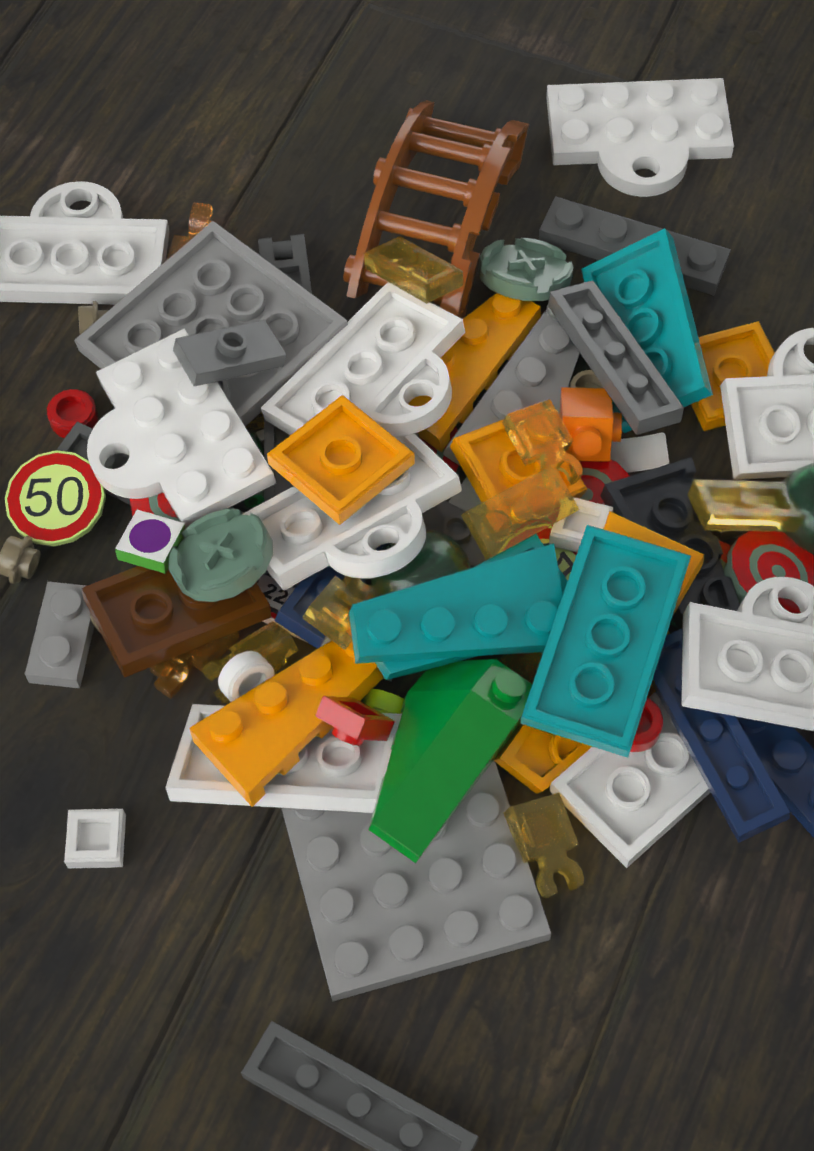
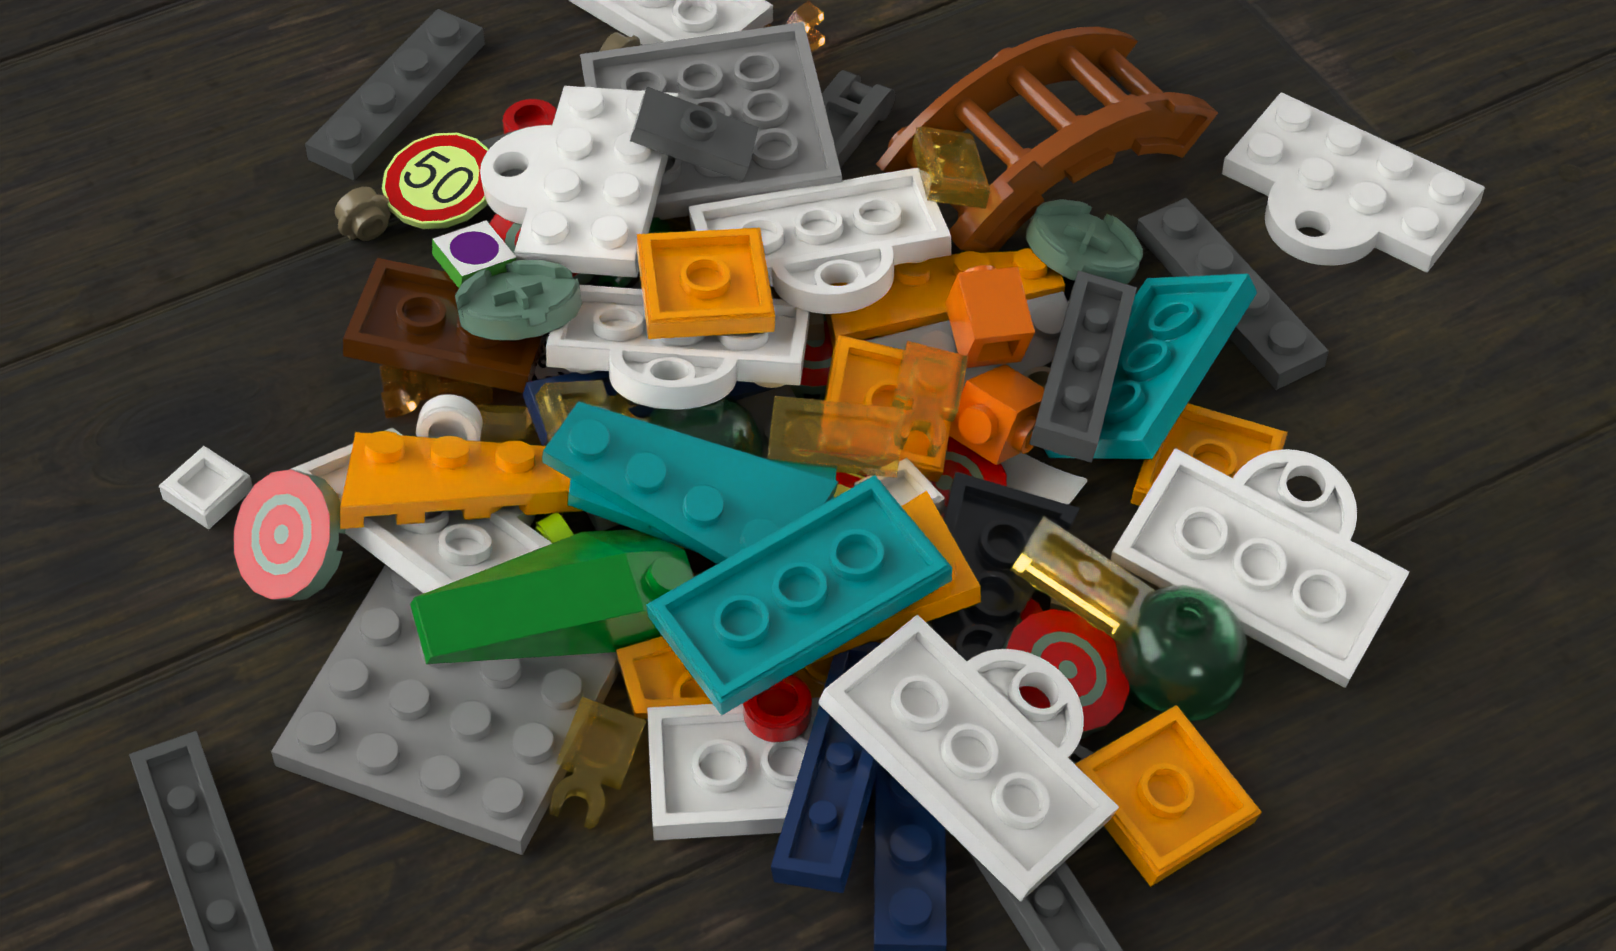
camera: 35 degrees right, 10 degrees down
(60, 638) = (324, 311): light grey plate -> none
(205, 834) = (288, 535): none -> tile
(354, 720) = (499, 514): red plate -> none
(536, 360) = (990, 316): none -> orange brick

